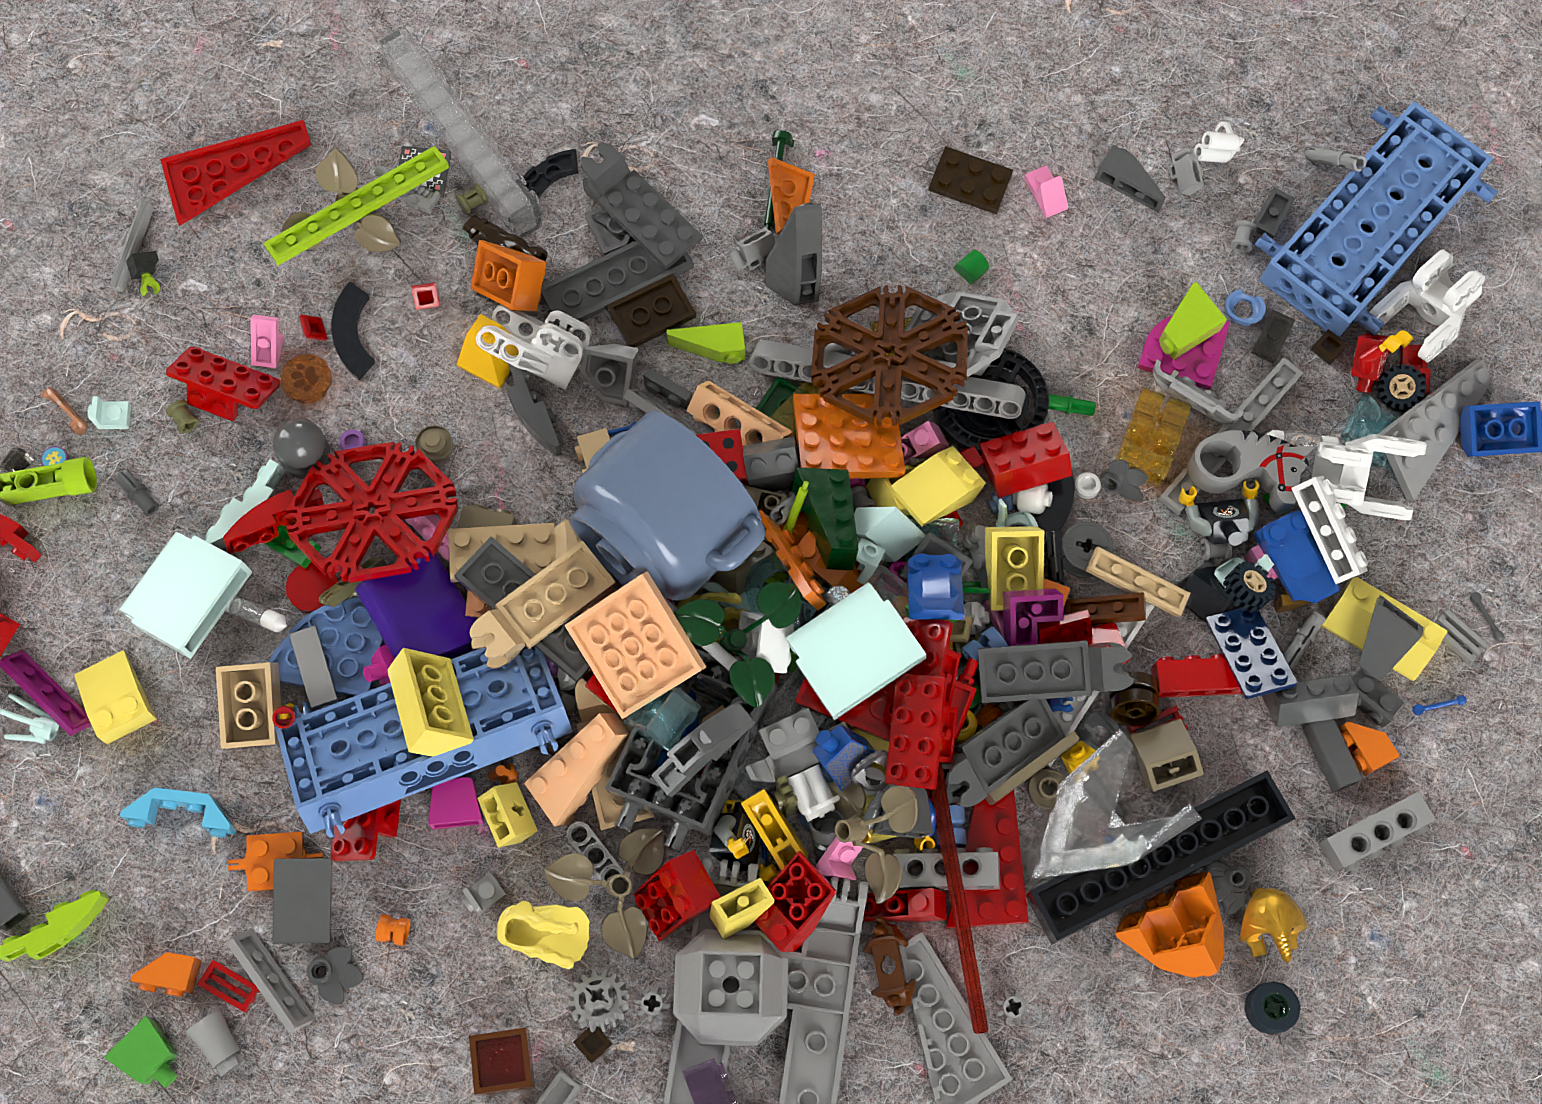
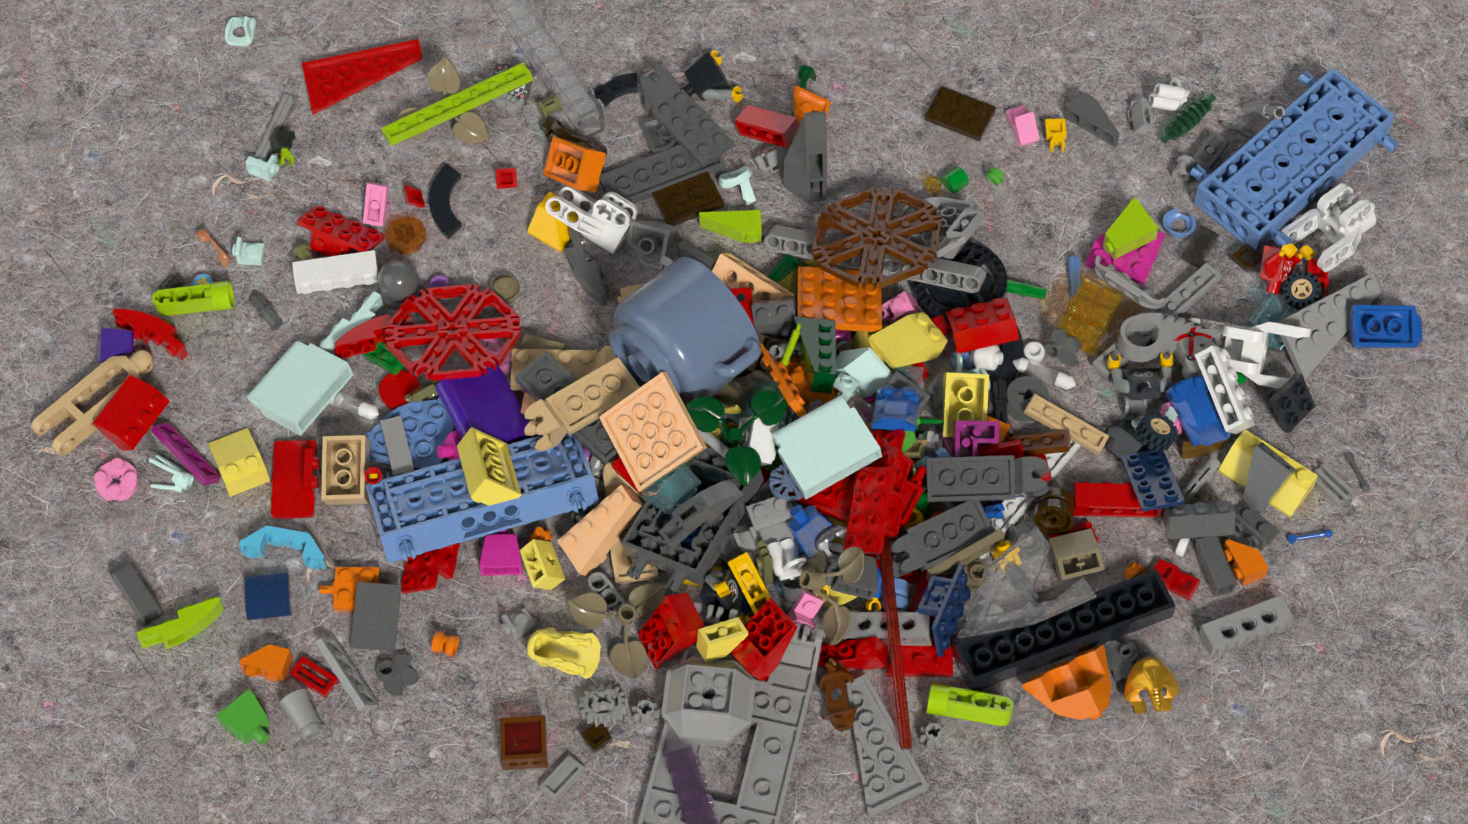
camera: 10 degrees right, 10 degrees down
(91, 115) = (249, 27): none -> light aqua piece
(121, 302) = (262, 169): none -> light aqua bracket
(162, 881) = (267, 596): none -> dark blue slope
(186, 716) = (294, 479): none -> red bracket
(220, 435) = (335, 272): none -> white brick
(664, 154) = (708, 79): none -> black torso
(711, 279) = (739, 176): none -> light aqua piece
(742, 212) = (767, 126): none -> red brick
(807, 697) = (786, 482): none -> sand blue wheel
(942, 271) = (930, 181): none -> clear yellow hinge
(1011, 837) = (946, 601): none -> dark blue bracket
(1020, 259) = (995, 176): none -> bright green plate
(1021, 960) = (969, 705): none -> lime beam
(1087, 197) = (1056, 132): none -> yellow plate
(1102, 513) = (1044, 373): none -> piece
(1128, 385) = (1074, 273): none -> medium blue axle
(1236, 769) = (1134, 569): none -> orange plate
(1242, 171) = (1188, 118): none -> clear green piece
(1280, 1002) = (1148, 742): black wheel -> none
(1285, 775) = (1177, 581): none -> red slope
(1290, 733) = (1182, 546): none -> white tile
(1308, 185) = (1243, 132): none -> dark grey piece
(1403, 535) = (1291, 402): none -> black plate

